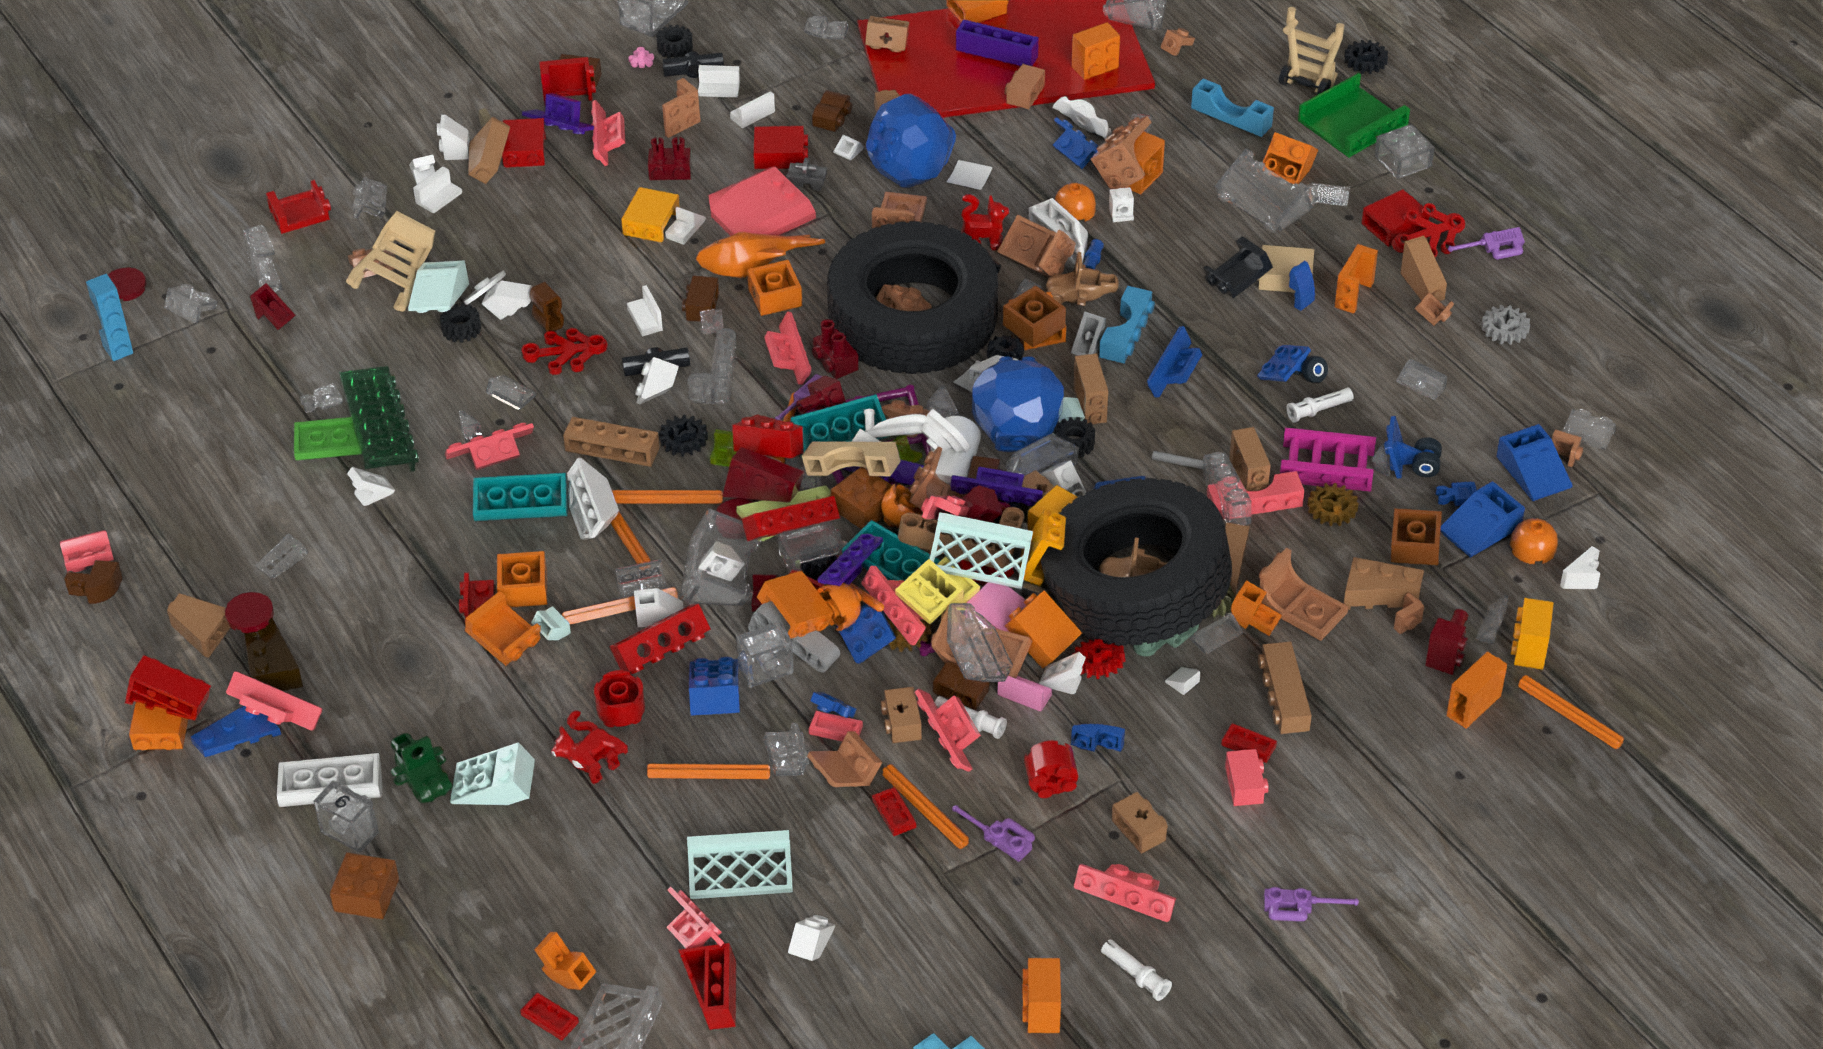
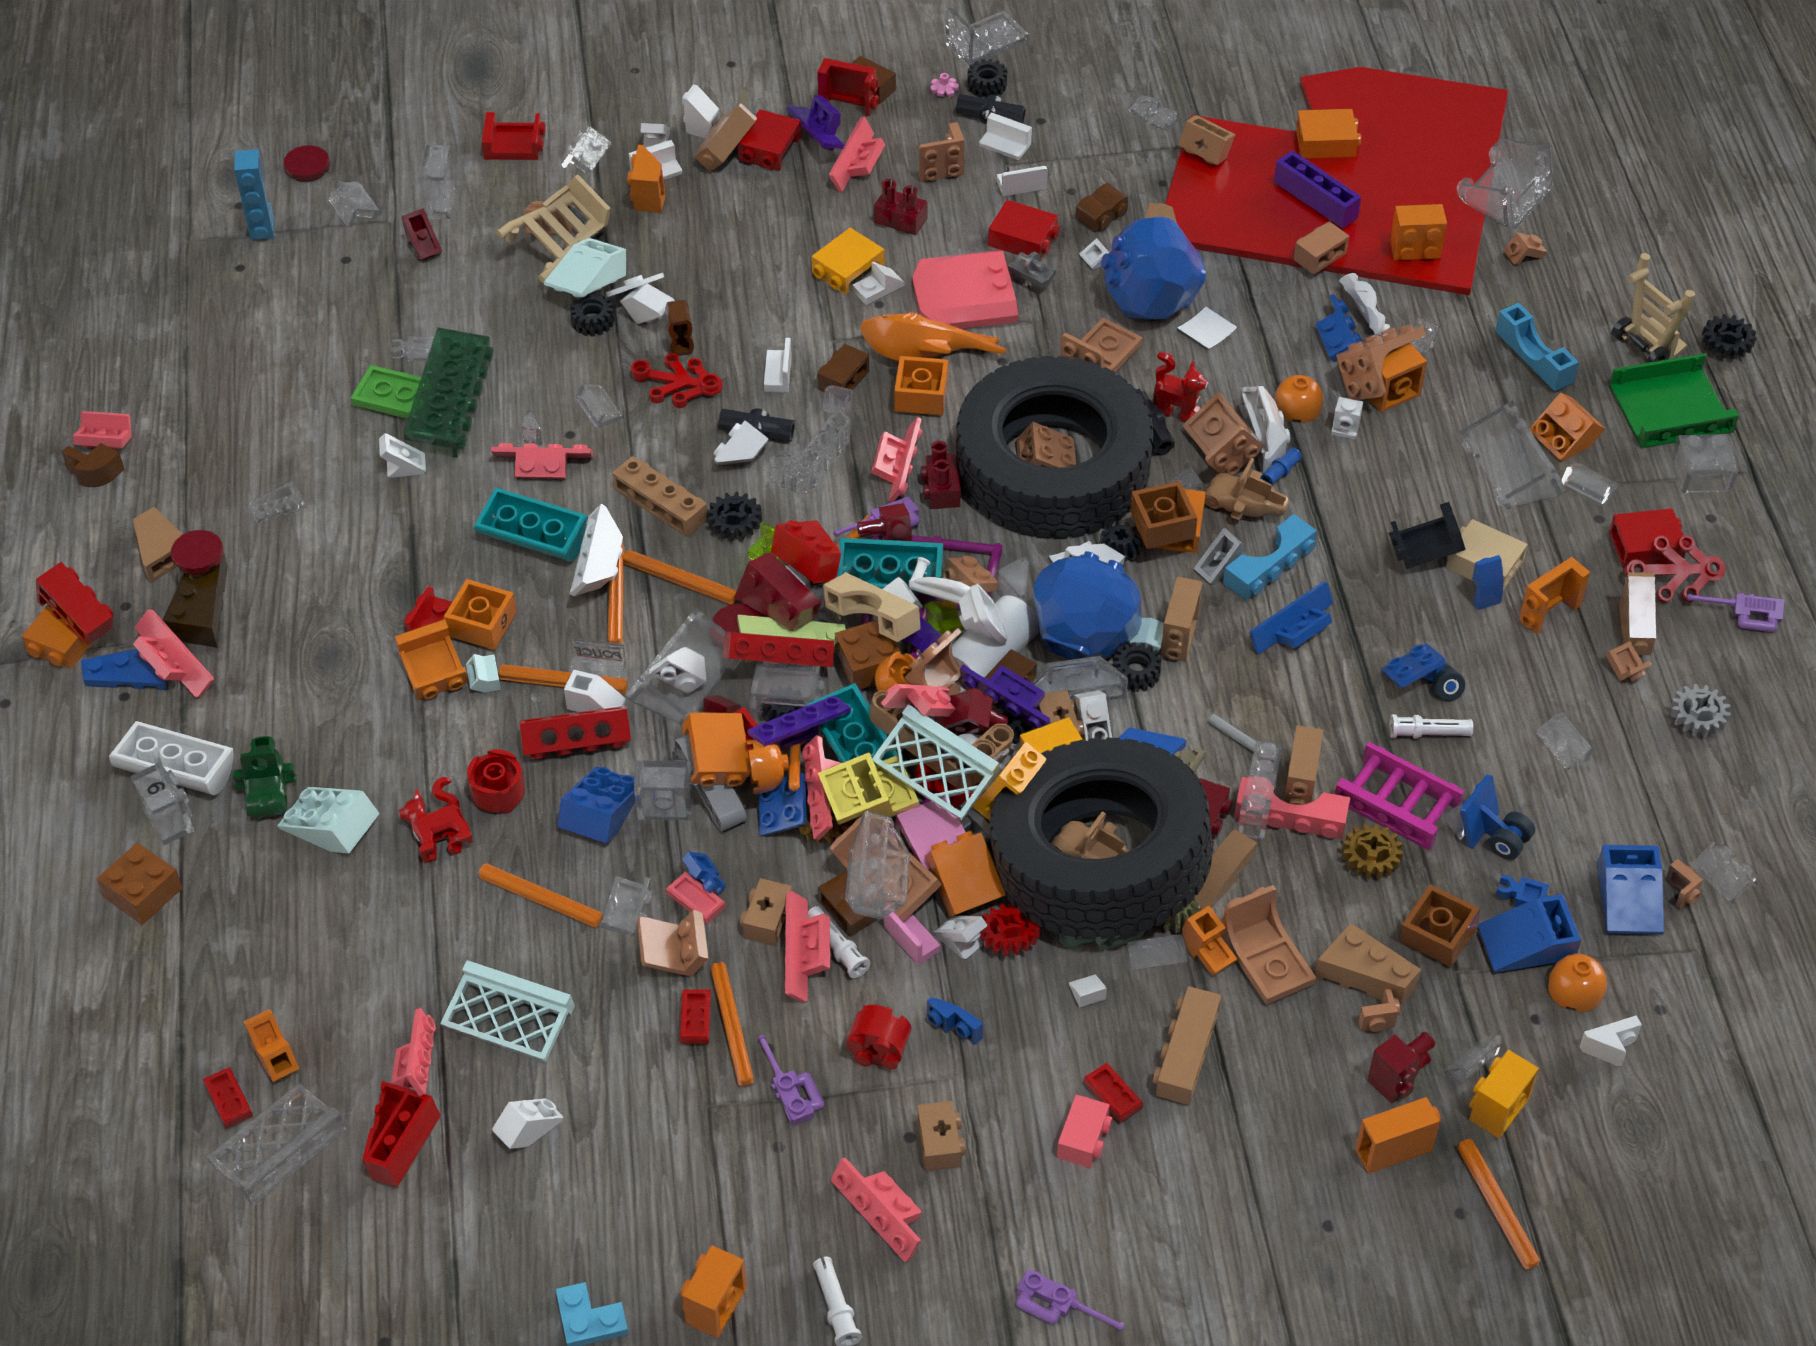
camera: 25 degrees right, 5 degrees up
(444, 203) = (646, 182): none -> orange slope

